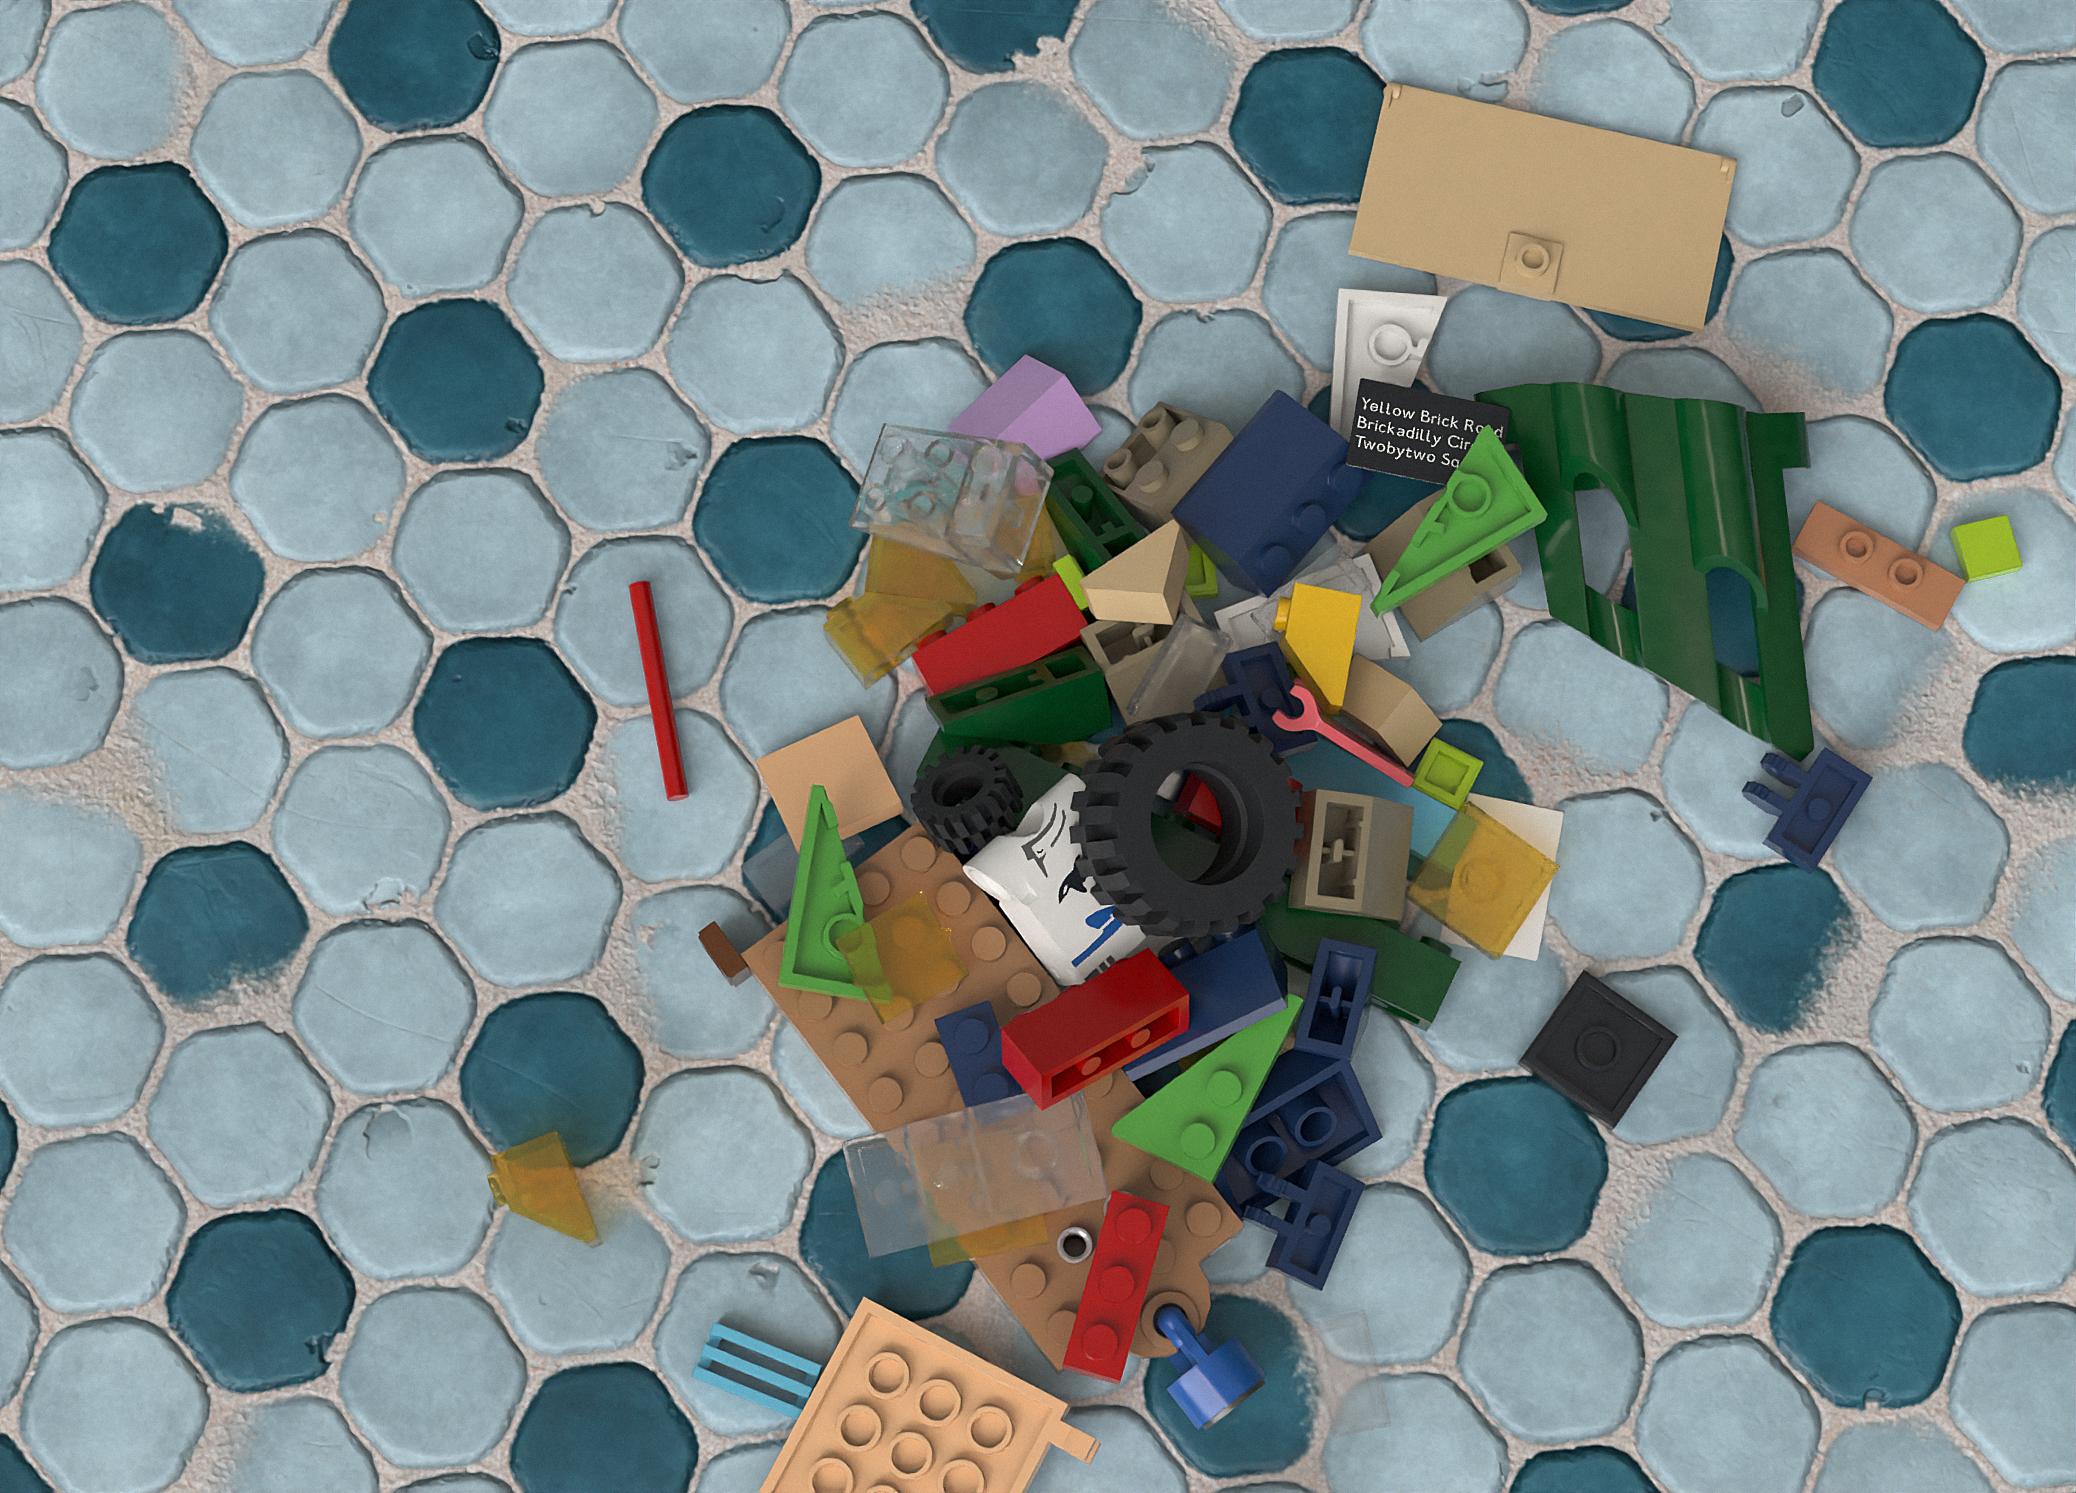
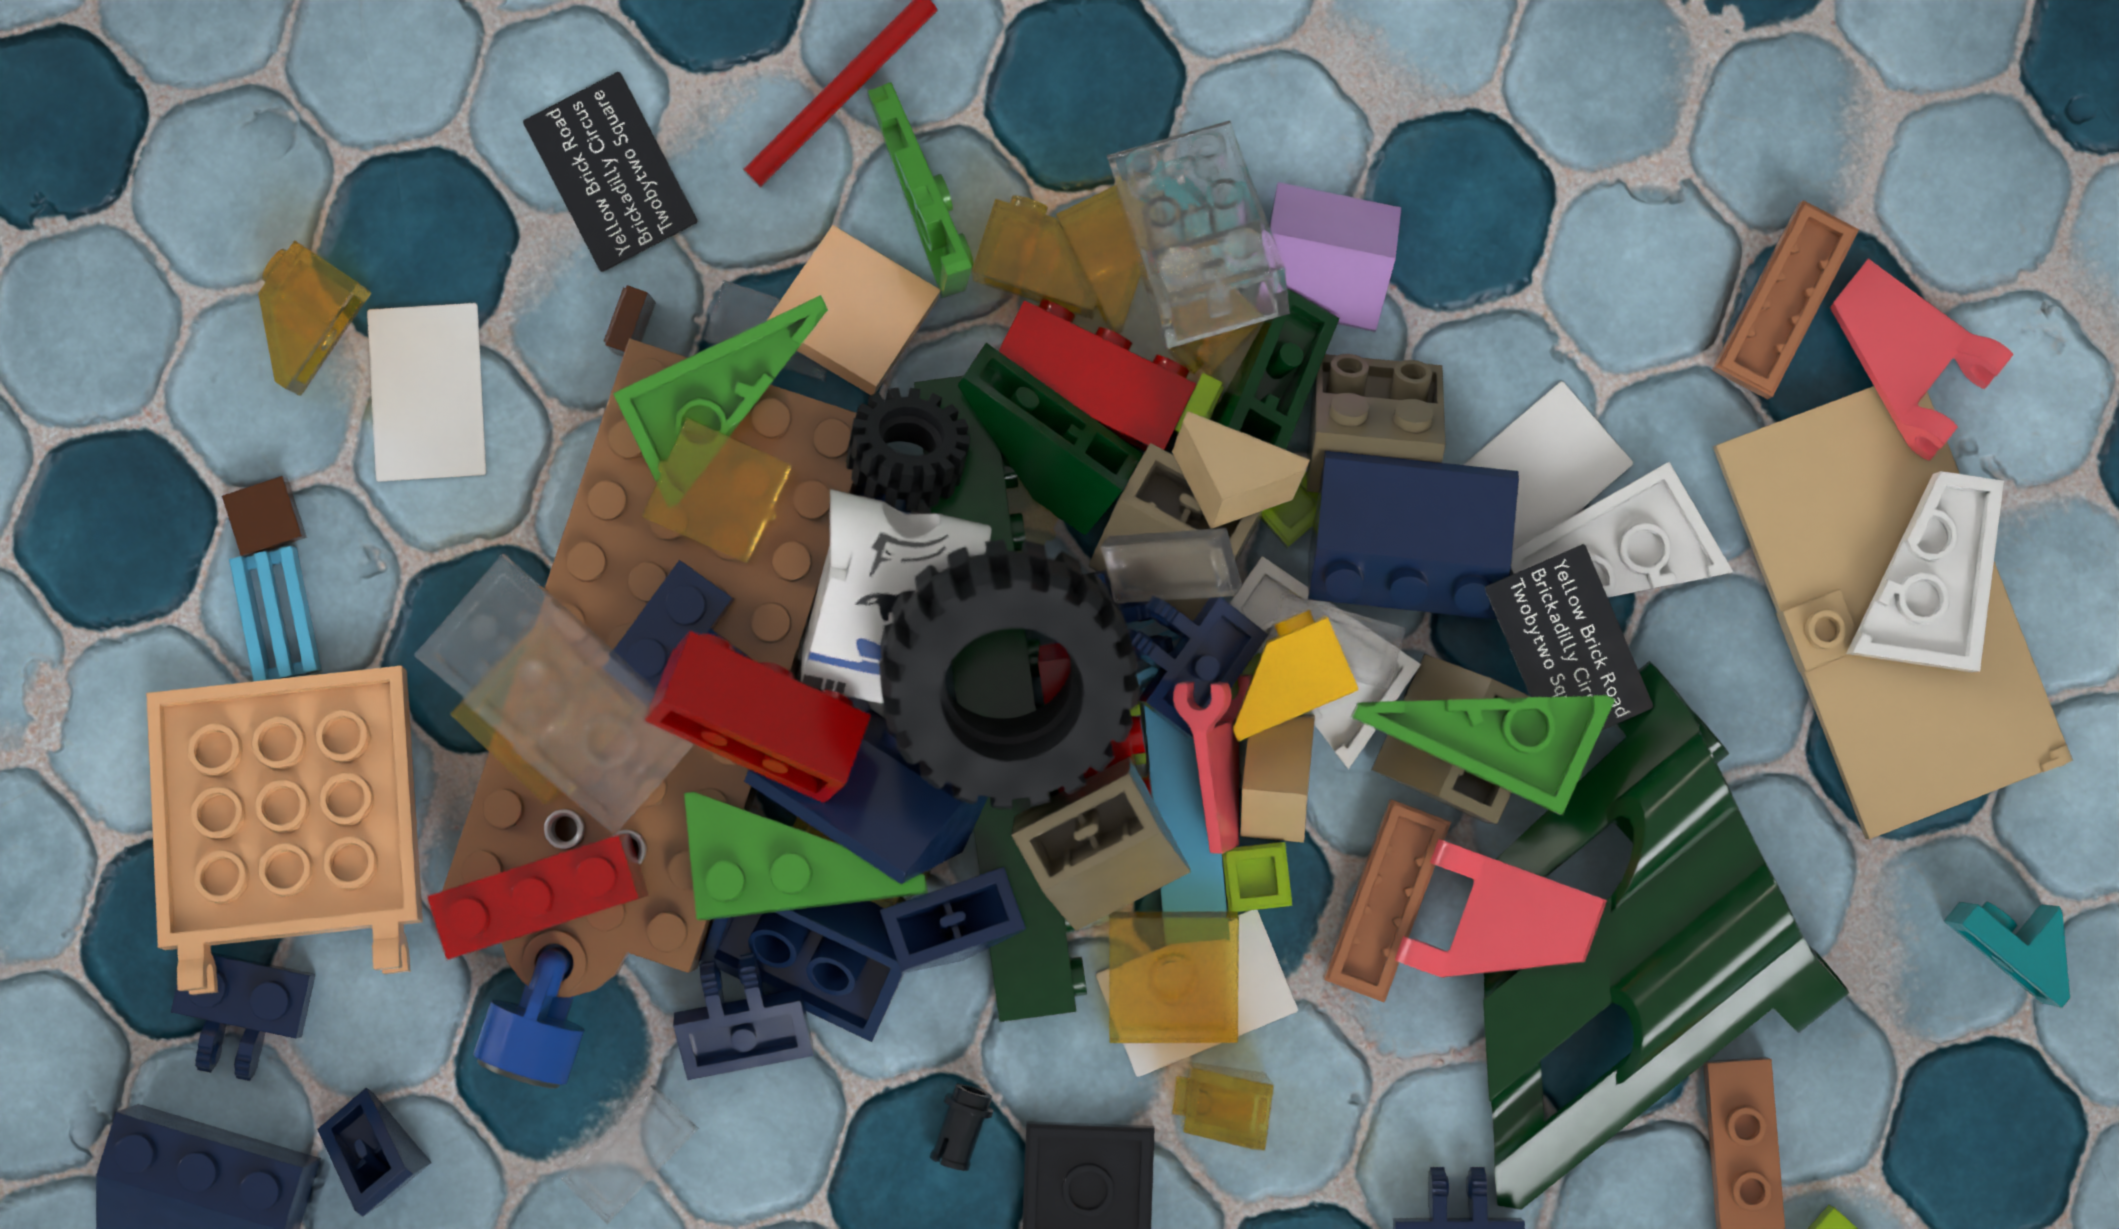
camera: 55 degrees right, 10 degrees up
(598, 899) = (610, 171): none -> black sticker
(667, 1146) = (426, 392): none -> white sticker
(676, 1330) = (264, 516): none -> reddish brown tile
(812, 684) = (925, 195): none -> bright green wing
(1276, 137) = (1785, 299): none -> nougat plate
(1283, 358) = (1560, 461): none -> white sticker
(1369, 77) = (1906, 348): none -> coral flag
(1490, 1109) = (961, 1126): none -> black pin
(1524, 692) = (1386, 900): none -> nougat plate
(1548, 161) = (1938, 580): none -> white wing
(1597, 610) = (1508, 920): none -> coral flag
(1600, 900) = (1224, 1104): none -> clear yellow slope
(1858, 278) = (2030, 957): none -> teal slope

